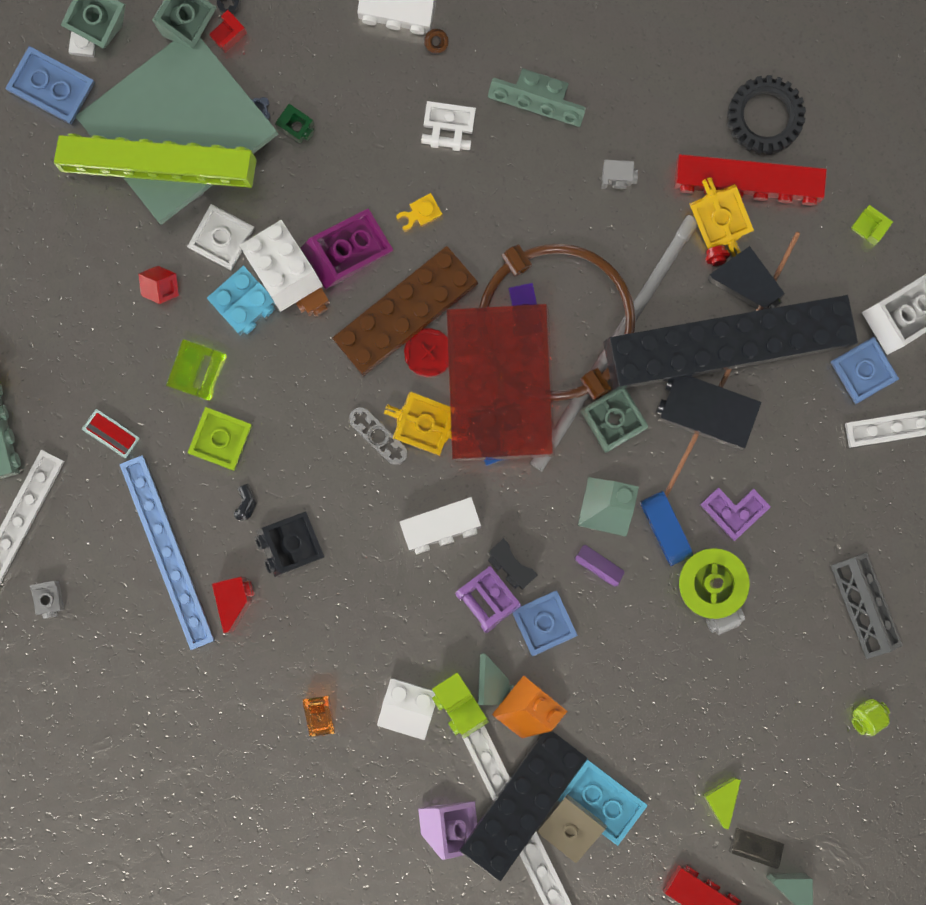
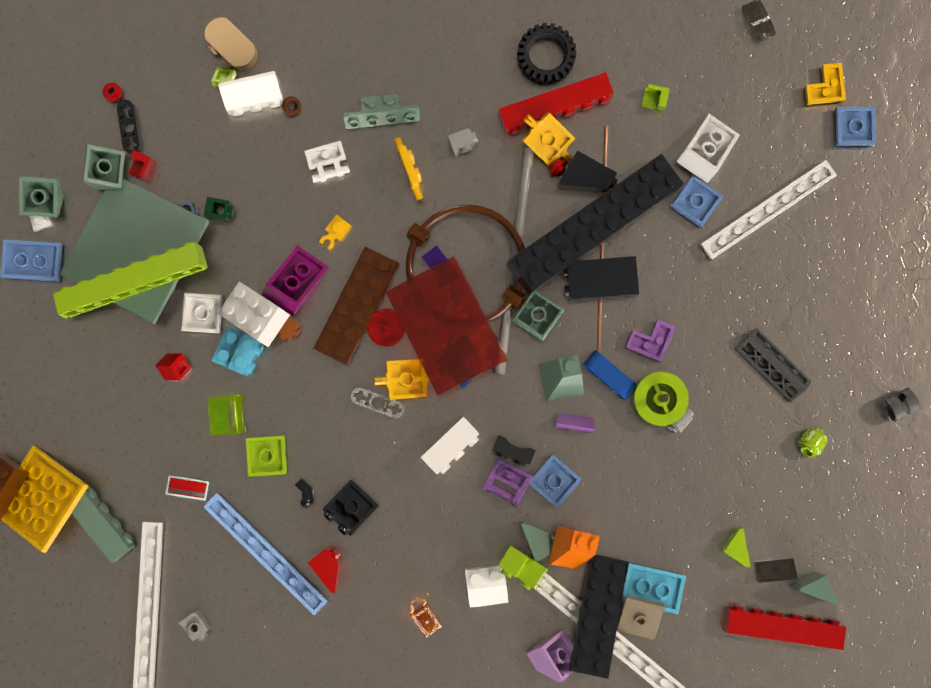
camera: 25 degrees left, 0 degrees up
(542, 185) = (408, 161): none -> yellow plate

